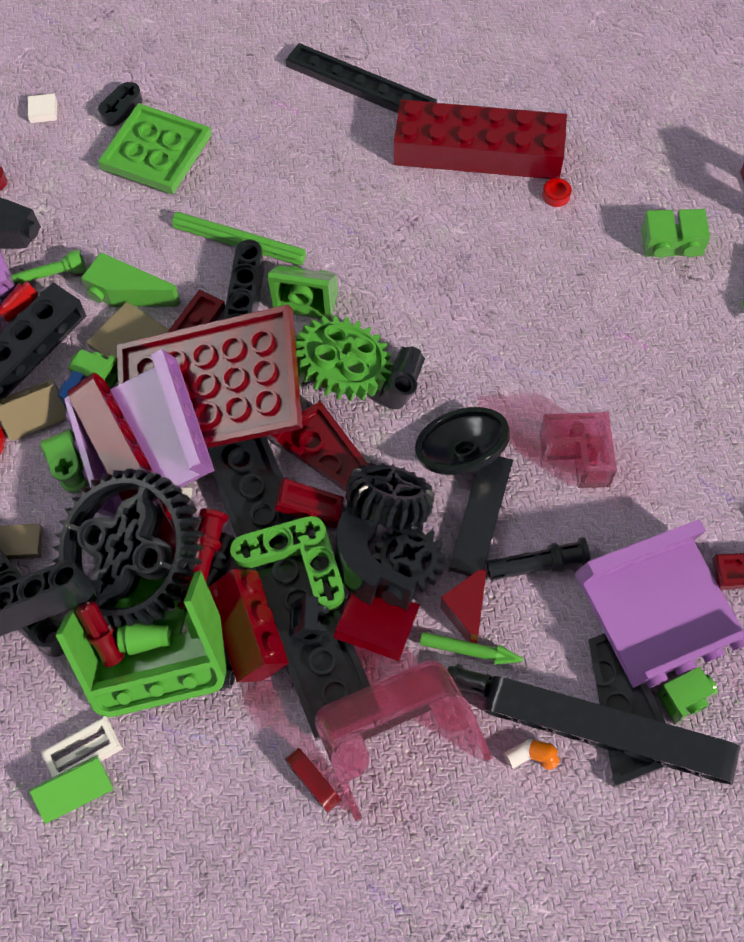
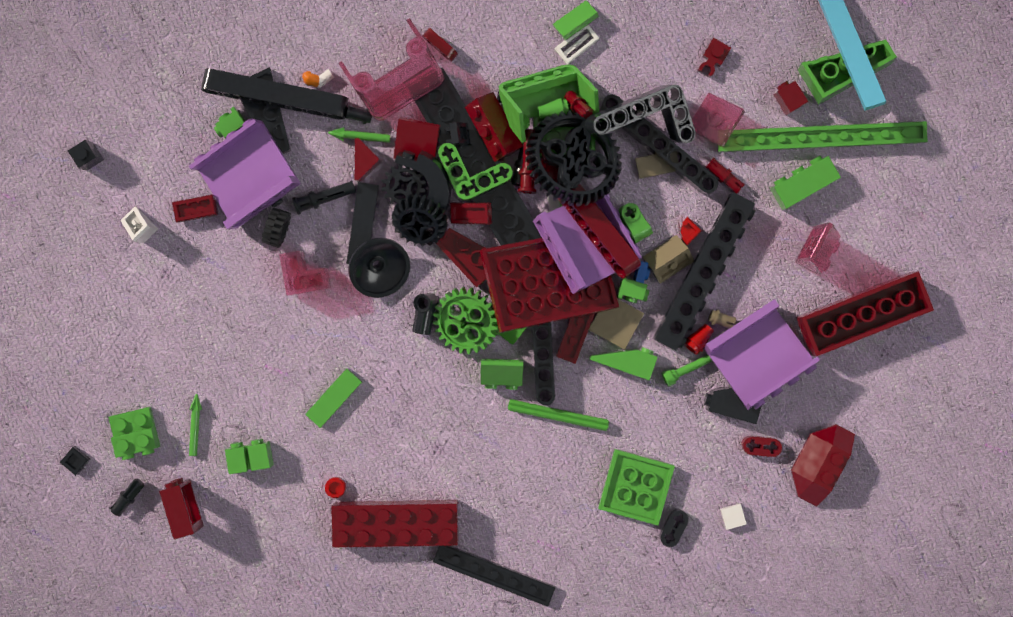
camera: 170 degrees right, 25 degrees up
(549, 293) = (333, 398): none -> bright green tile
(618, 517) = (276, 227): none -> black tyre

